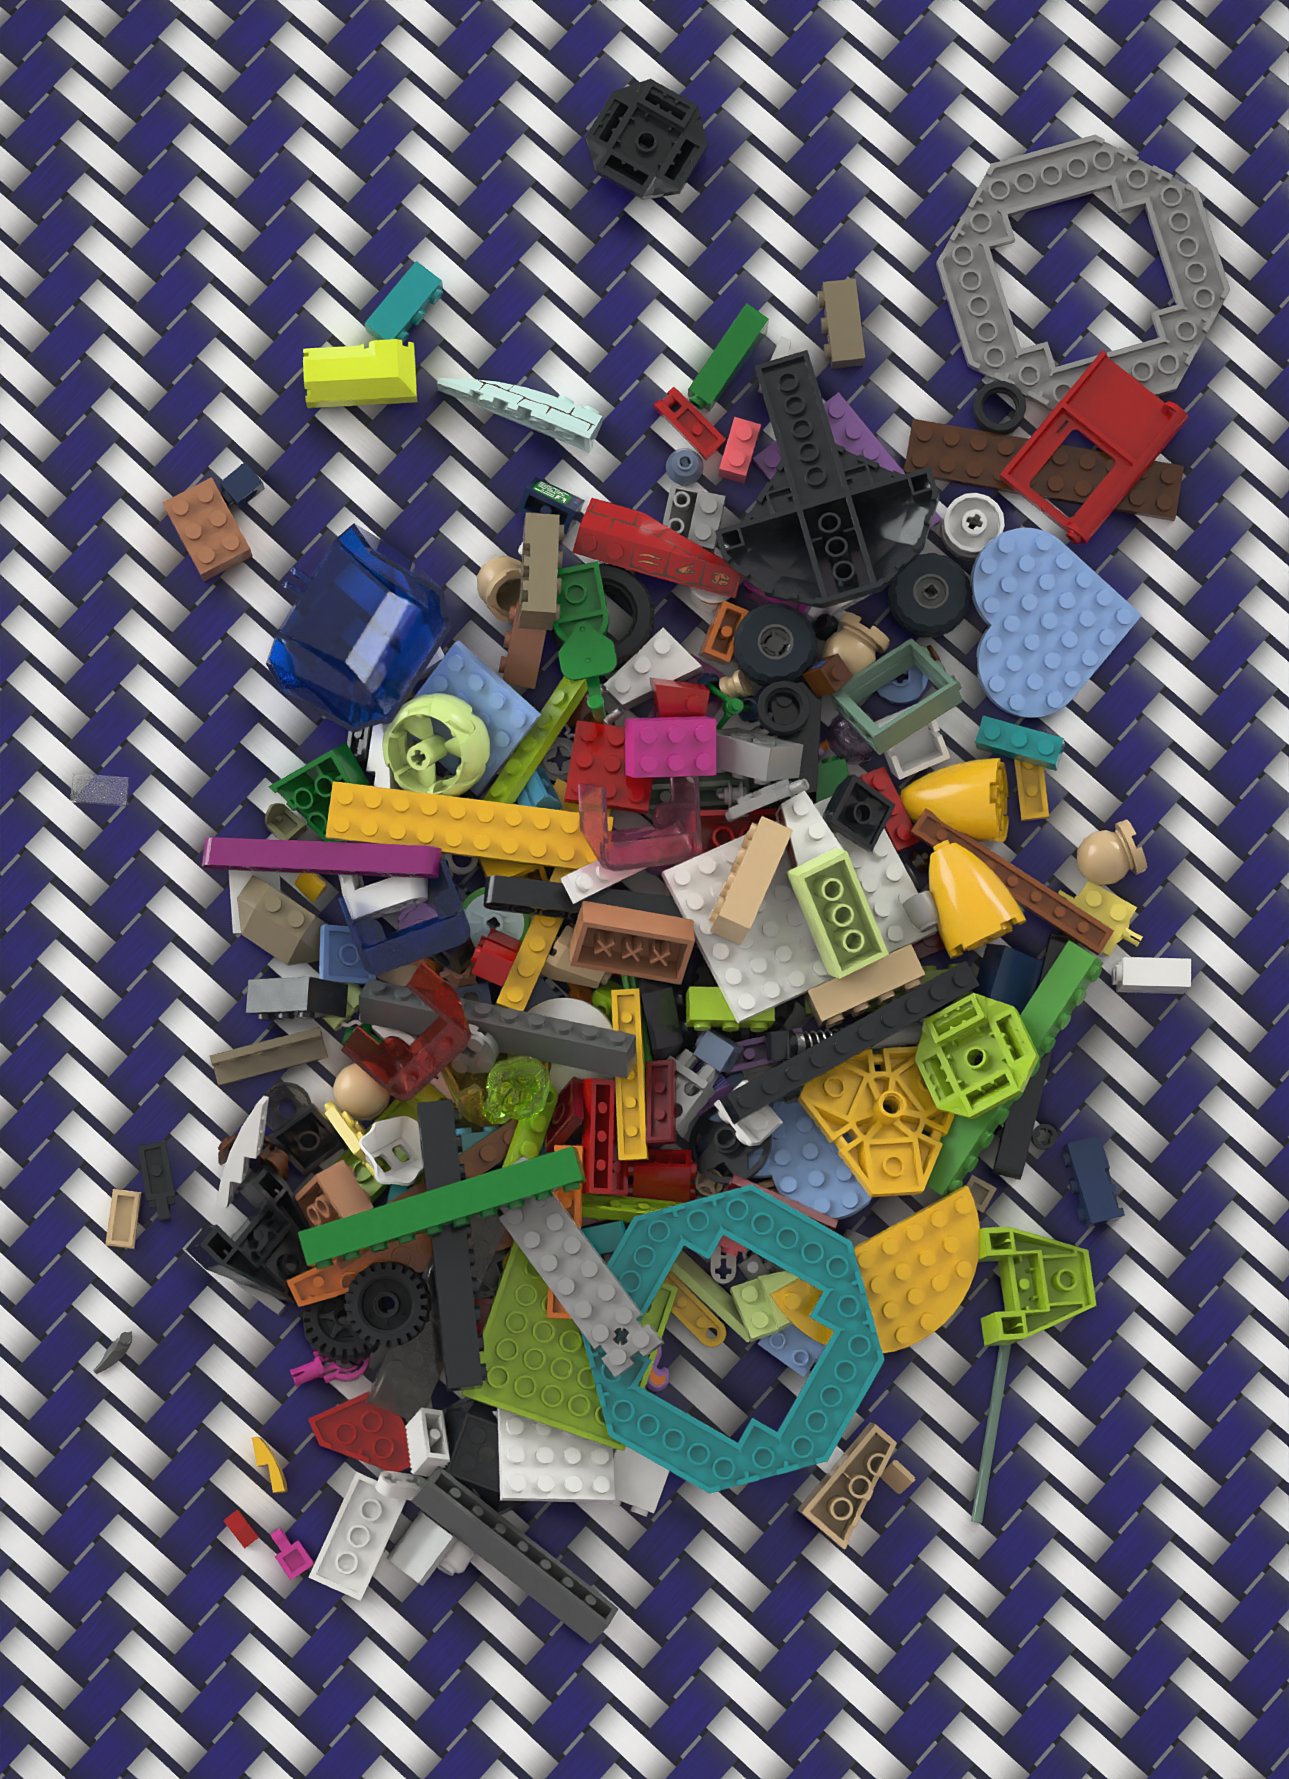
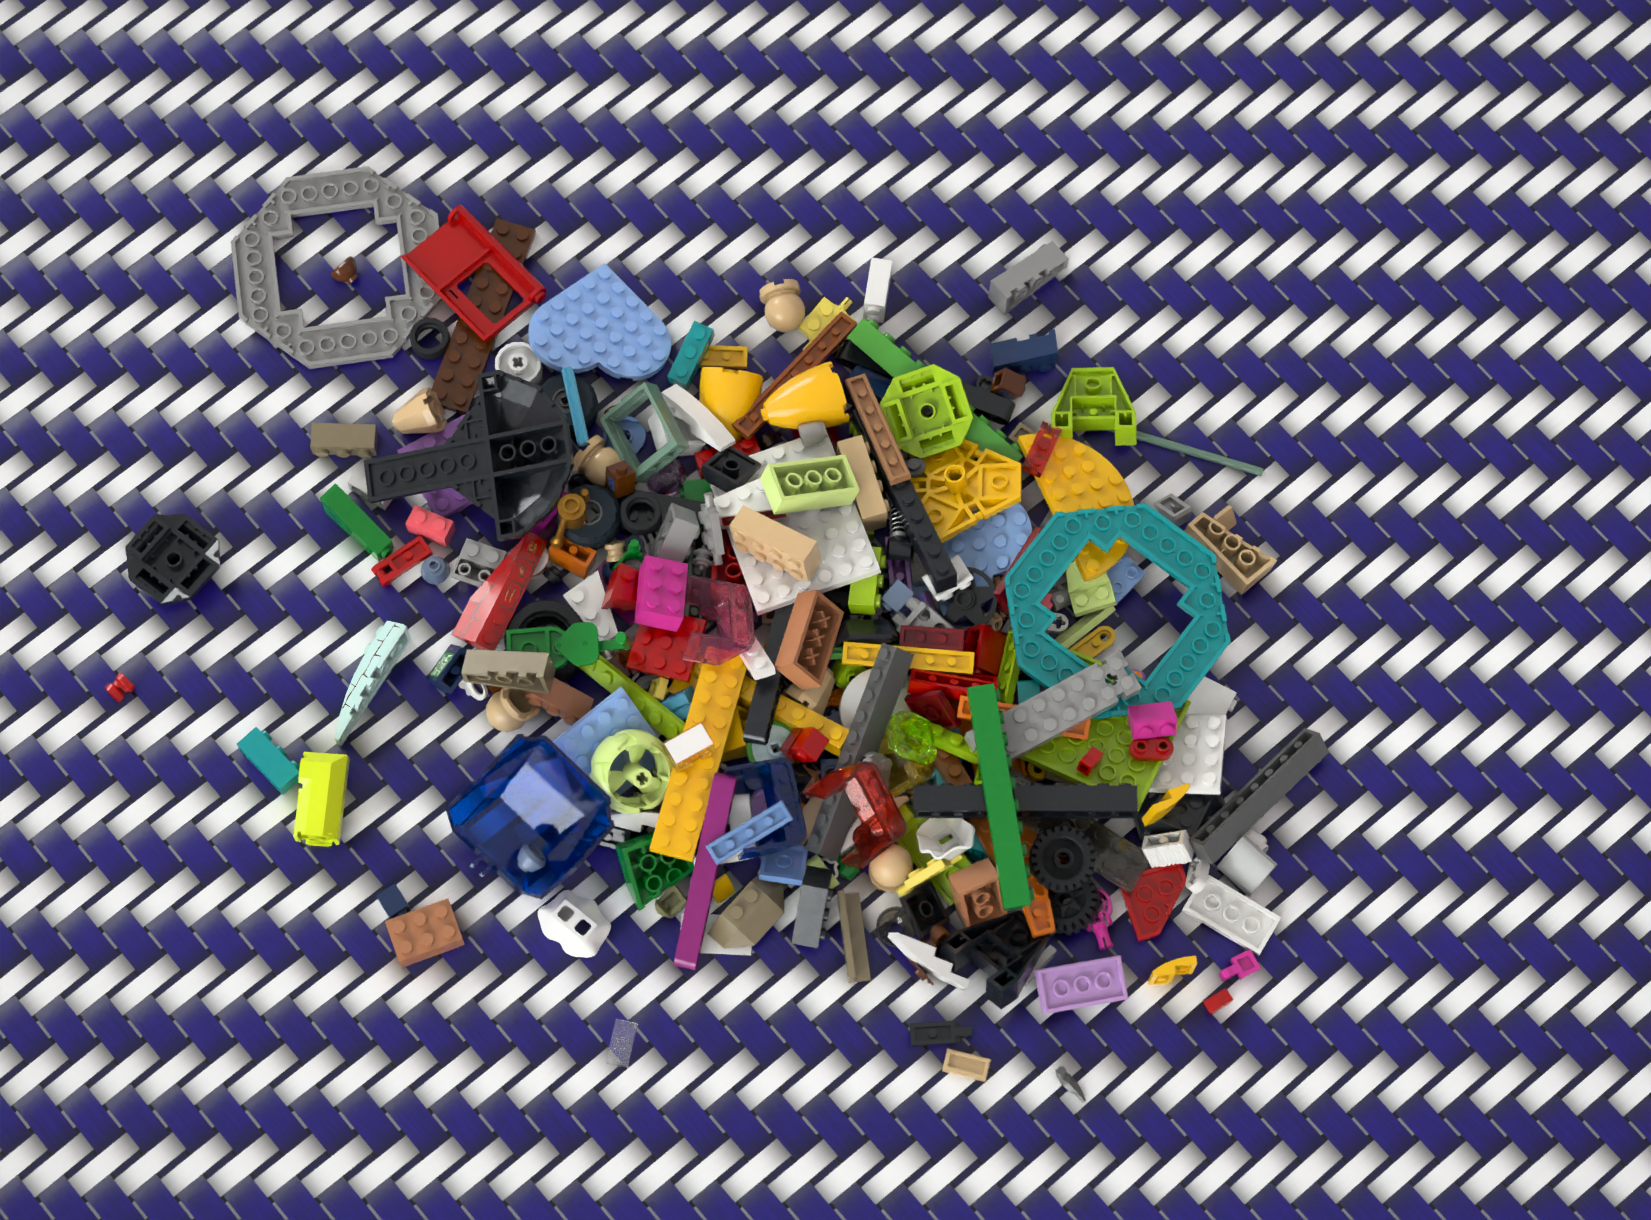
camera: 80 degrees left, 10 degrees down
(240, 1351) = (1081, 984): none -> lavender tile
(261, 718) = (565, 933): none -> white piece
(315, 642) = (530, 858): none -> sand blue cone
(367, 902) = (749, 832): none -> medium blue tile
(466, 810) = (689, 747): none -> white brick
(474, 109) = (122, 683): none -> red wheel
(478, 1434) = (1165, 805): none -> yellow slope
(515, 1323) = (1090, 761): none -> red piece
(542, 1403) = (1152, 750): none -> red plate
(555, 766) = (659, 688): none -> light yellow plate
(582, 1399) = (1152, 720): none -> dark pink brick
(697, 613) = (553, 574): none -> black plate
(766, 618) = (571, 514): none -> pearl gold piece
(889, 414) = (420, 414): none -> tan cone
(902, 1053) = (915, 466): none -> dark grey plate
(902, 1405) = (1174, 509): none -> light grey slope
(922, 603) = (575, 406): none -> medium azure axle
(927, 762) = (701, 420): none -> white slope
(937, 995) = (878, 429): none -> medium nougat tile
(948, 1216) = (1041, 450): none -> clear red plate
(1046, 1166) = (1008, 384): none -> reddish brown brick
(1077, 286) = (345, 271): none -> reddish brown brick
(1208, 1175) = (1026, 277): none -> light grey wedge

